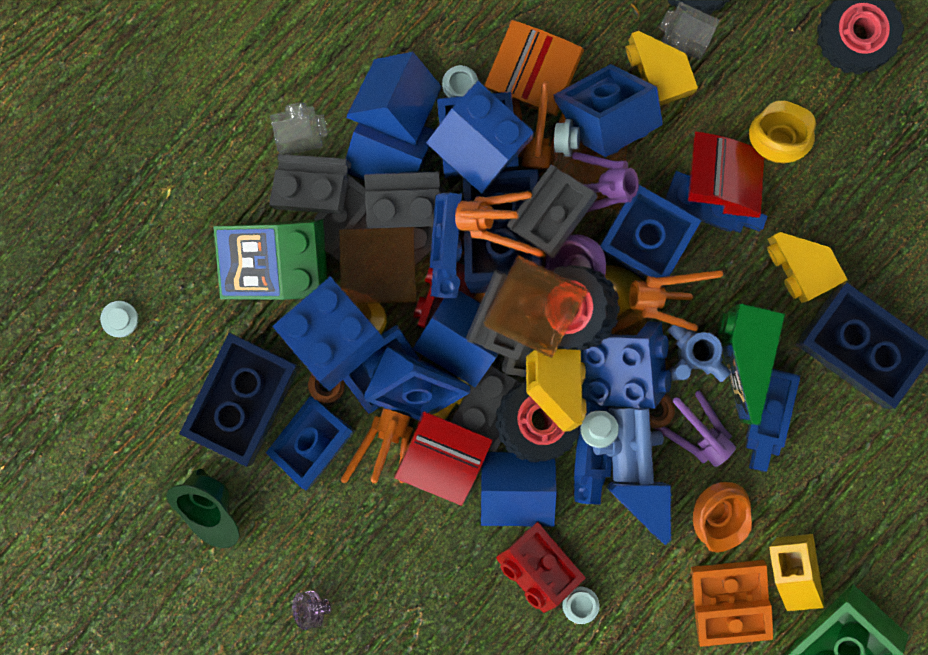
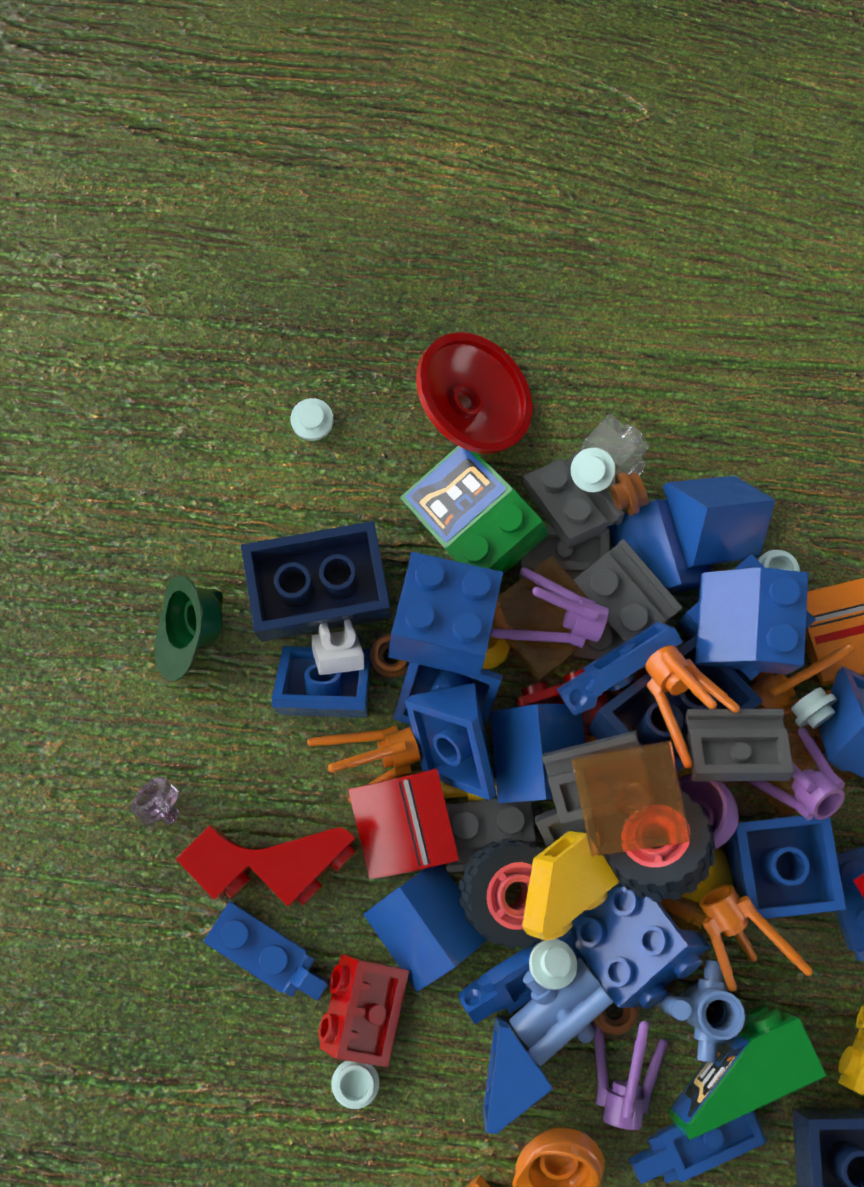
camera: 50 degrees right, 10 degrees down
(189, 180) = (474, 393): none -> red dish
(297, 419) = (337, 650): none -> white tile
(302, 158) = (593, 469): none -> light aqua plate
(335, 146) = (629, 492): none -> dark orange plate
(397, 243) = (582, 615): none -> medium lavender plant
(417, 554) = (286, 868): none -> red arch
(458, 605) = (265, 952): none -> blue hinge

